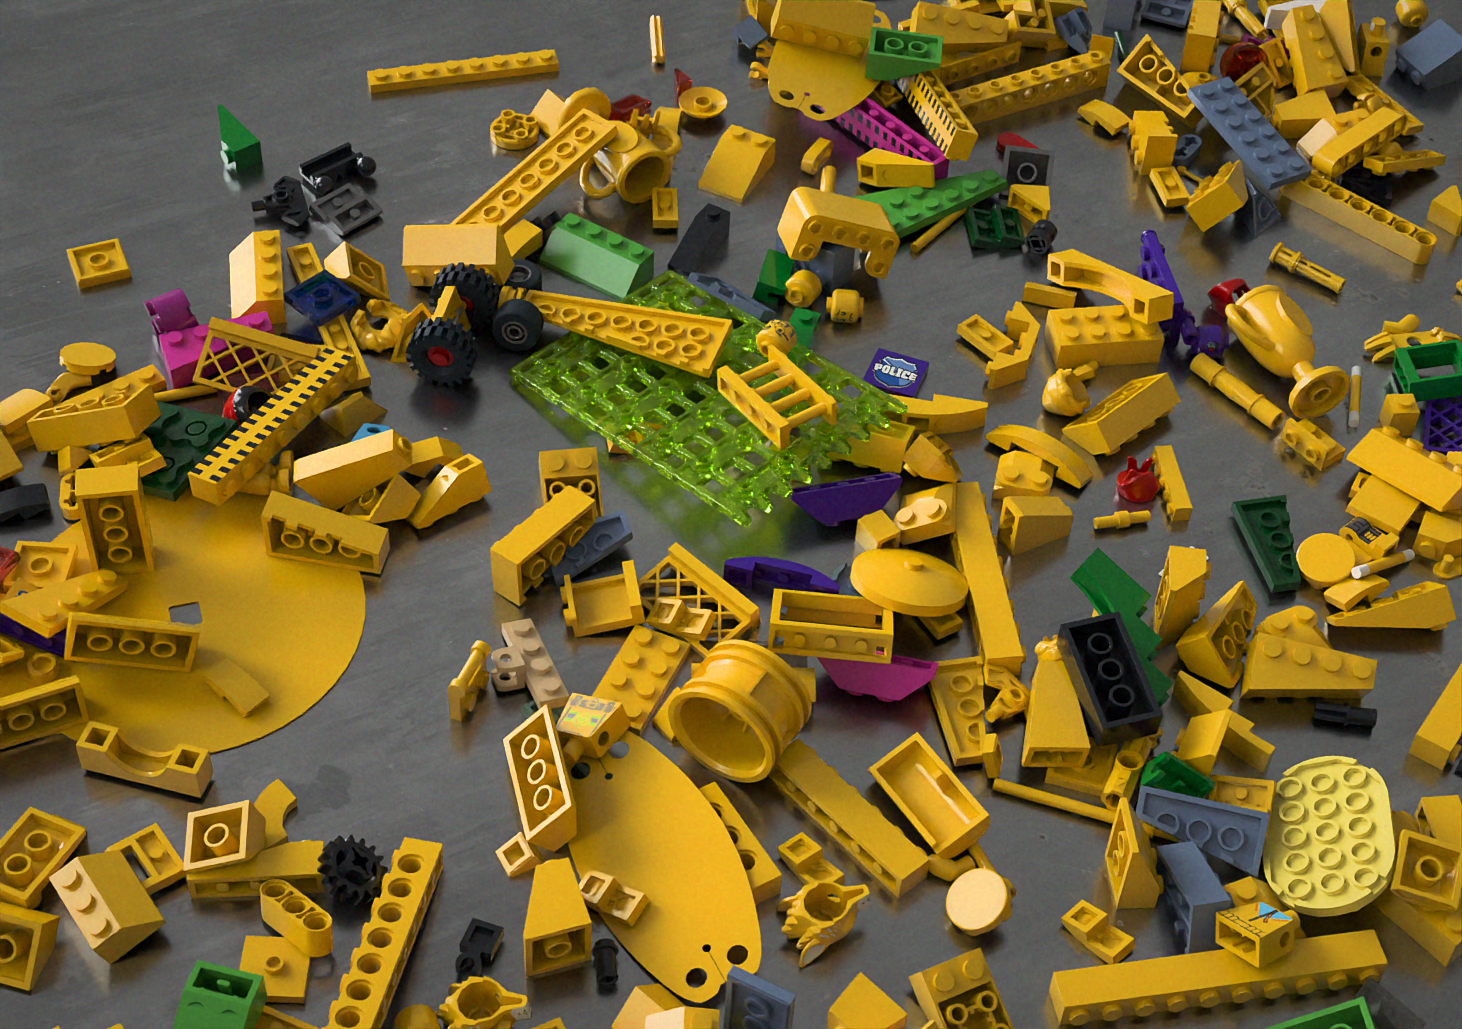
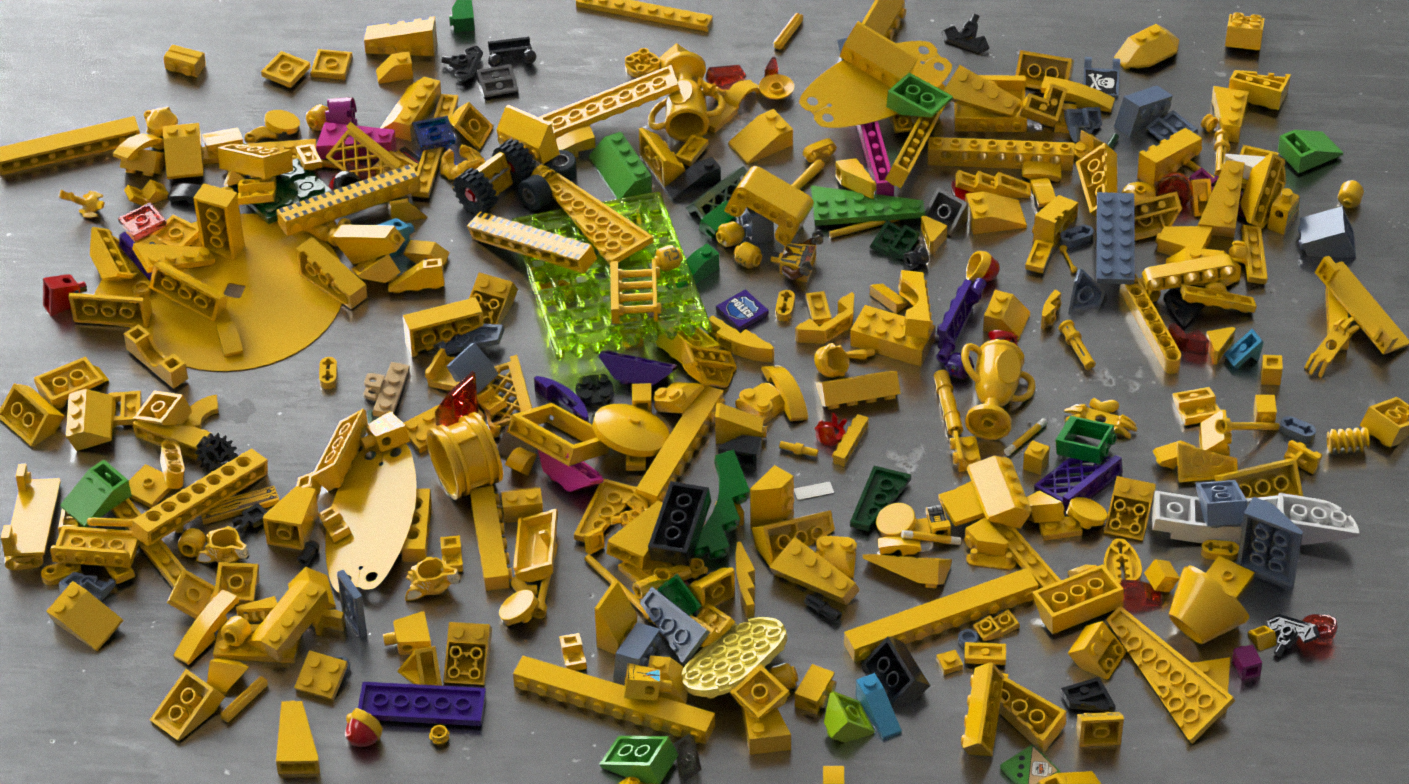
camera: 35 degrees right, 0 degrees up
(39, 289) = (286, 69): none -> yellow plate
(137, 334) = (316, 117): none -> yellow head
(169, 389) = (308, 157): none -> yellow plate
(180, 197) = (412, 37): none -> yellow wedge
(197, 237) = (395, 68): none -> yellow slope
(425, 674) = (324, 373): none -> yellow beam
(446, 931) = (236, 505): none -> yellow tile
(472, 678) = (346, 384): yellow plate -> none
(546, 222) = (600, 133): black plate -> none
(577, 386) = (532, 242): none -> yellow brick
(641, 228) = (659, 157): none -> yellow slope
(642, 586) = (473, 360): none -> sand blue slope
(663, 643) = (458, 402): none -> clear red slope
(731, 295) = (681, 222): sand blue wing -> none
(741, 239) = (715, 190): none -> sand green fence
(809, 538) = (594, 382): none -> black plate
(850, 743) = (521, 503): none -> yellow slope
(911, 287) = (798, 259): none -> torso
(935, 351) = (788, 306): none -> yellow beam
(1049, 127) = (999, 184): none -> yellow slope
(1063, 550) = (746, 449): none -> black slope
(1076, 158) = (993, 213): none -> yellow slope
(1079, 94) = (1041, 169): none -> yellow slope
(1125, 220) = (982, 266): none -> yellow piece
(1197, 264) = (1005, 314): none -> yellow slope
(1218, 196) = (1054, 273): yellow slope -> none
(1242, 240) = (1049, 310): none -> yellow slope
(1426, 215) = (1193, 342): none -> clear red slope

